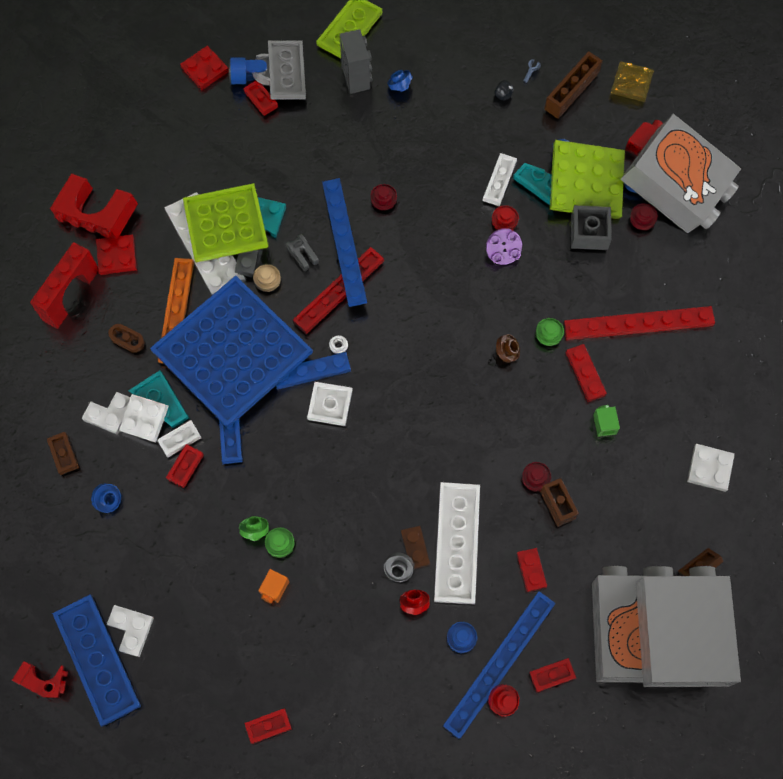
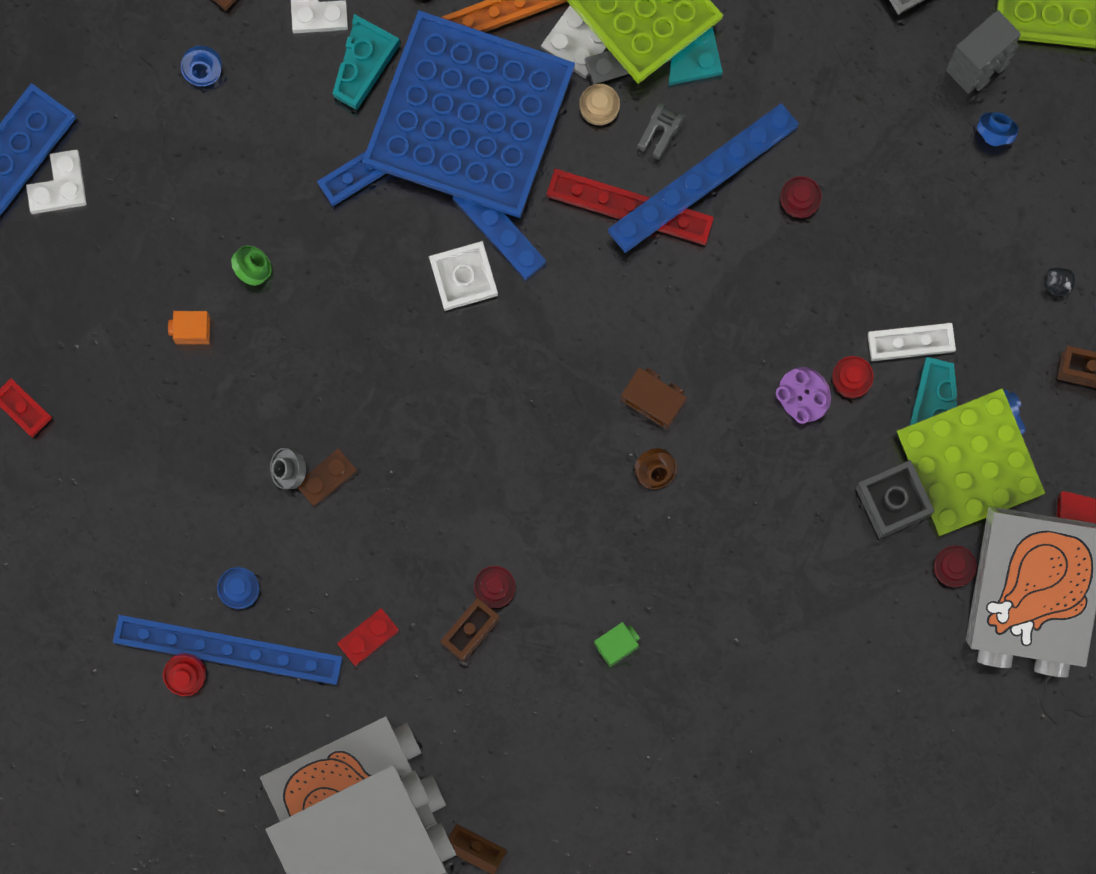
camera: 65 degrees right, 10 degrees up
(143, 418) = (326, 54): white plate -> none
(178, 438) = (322, 112): white plate -> none
(185, 466) = (290, 138): red plate -> none
(279, 542) = (249, 306): bright green plate -> none
(338, 339) = (556, 238): white plate -> none
(414, 601) = (253, 508): red plate -> none
(457, 543) = (356, 526): white plate -> none
(463, 330) = (653, 397): none -> reddish brown brick
(549, 331) = (710, 513): bright green plate -> none
(552, 675) = (245, 721): red plate -> none
(586, 373) = (676, 588): red plate -> none
(639, 323) = (787, 629): red plate -> none
(710, 467) = (622, 810): white plate -> none

